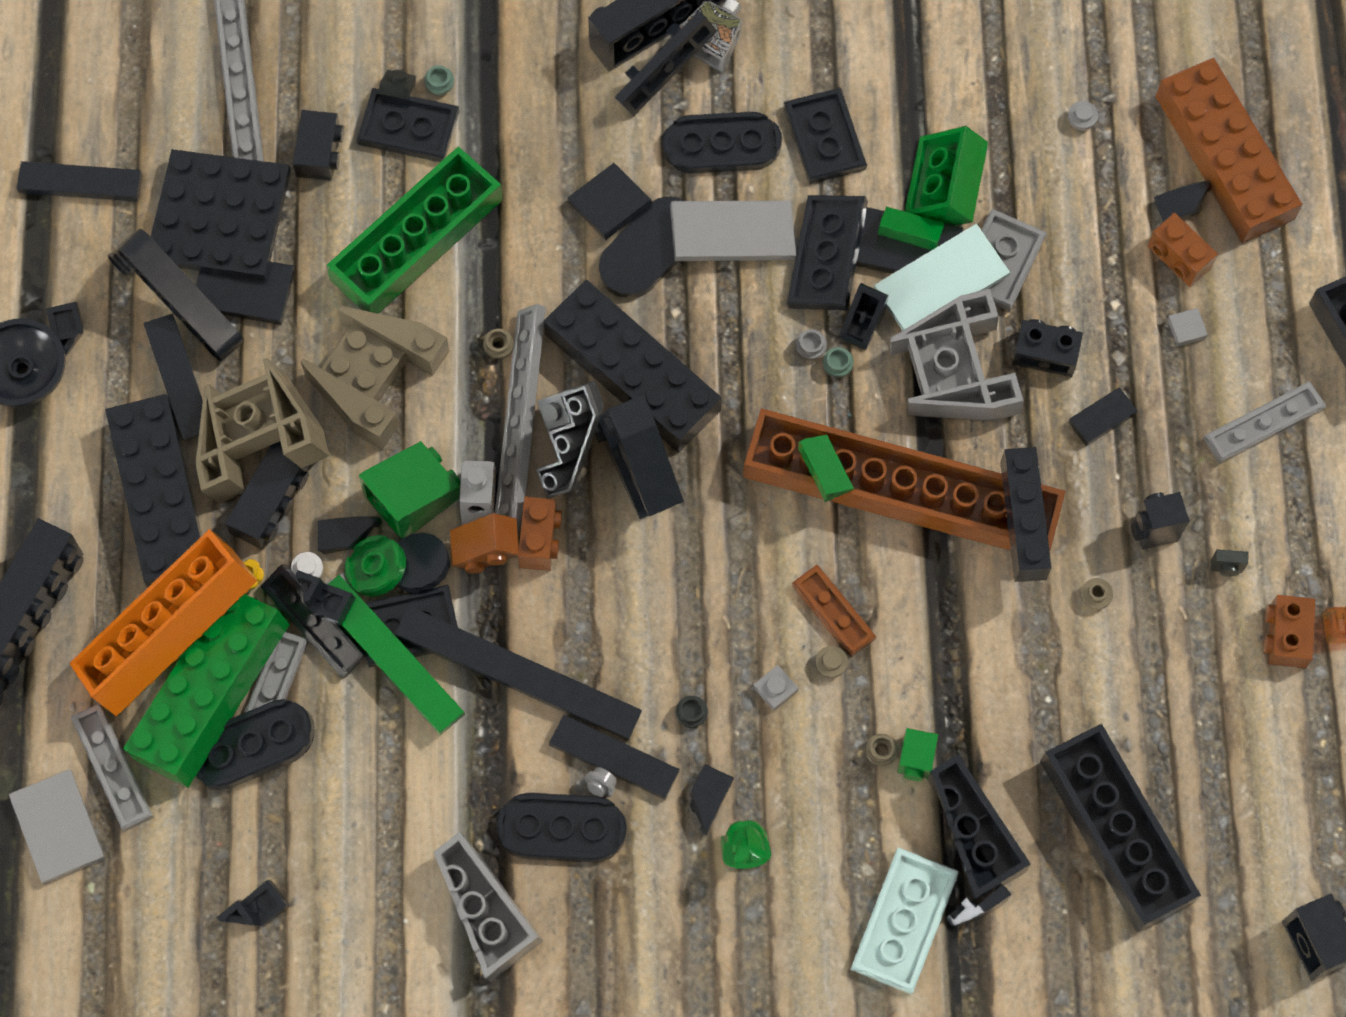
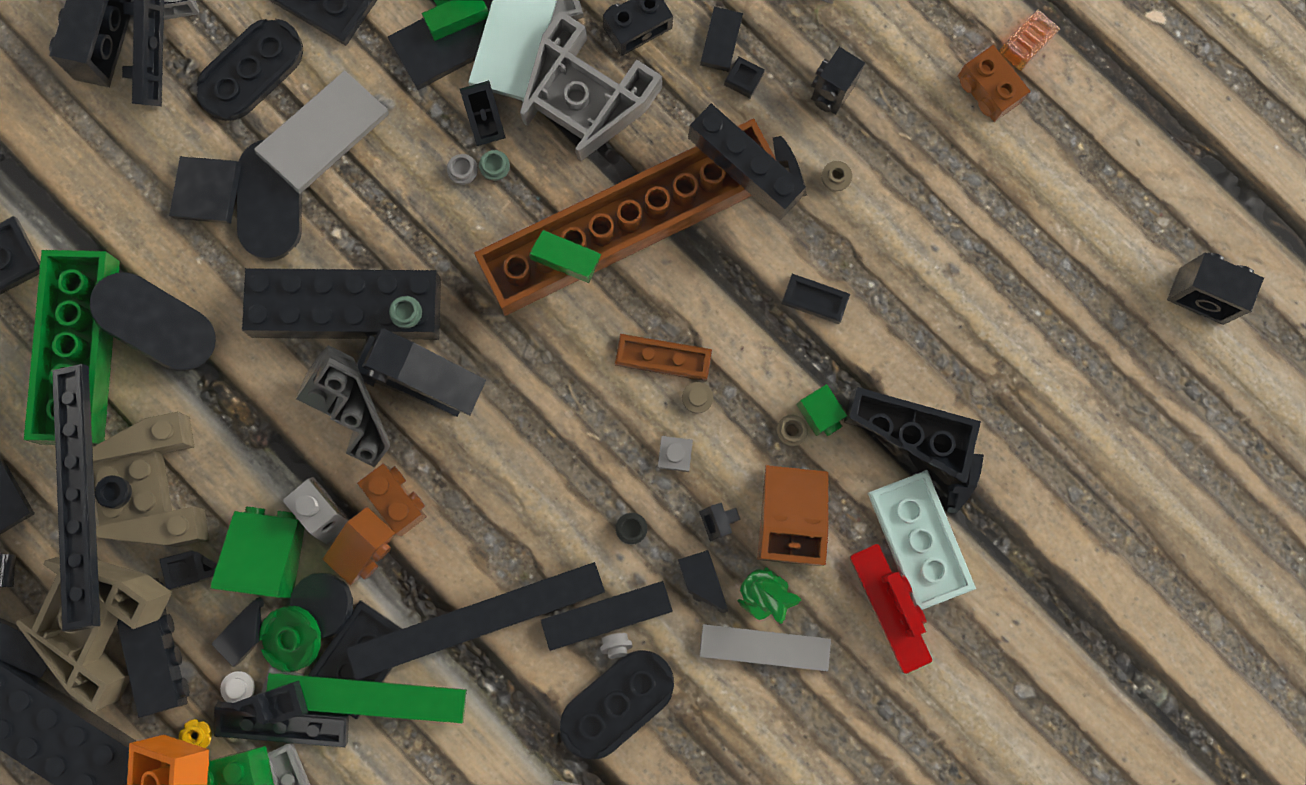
camera: 50 degrees left, 10 degrees up
(326, 333) = (76, 499): none -> black tile
(348, 454) = (186, 569): none -> black slope
(351, 354) = (113, 492): none -> black tile
(487, 261) = (152, 321): none -> black tile
(494, 336) = (213, 377): dark tan plate -> none
(520, 413) = (292, 419): light grey tile -> none
(671, 406) = (405, 312): none -> sand green plate
(709, 888) = (765, 647): none -> light grey tile
(762, 763) = (718, 521): none -> black tile
(820, 811) = (794, 516): none -> dark orange slope
(827, 252) = (409, 86): black tile -> none
(832, 947) = (893, 607): none -> red bracket
(993, 670) = (815, 298): none -> black tile
(1067, 547) = (787, 159): none -> black slope
(1094, 460) = (744, 77): none -> black tile
(1119, 828) = (1011, 335): black brick -> none
(1229, 562) = (907, 70): pearl dark grey plate -> none

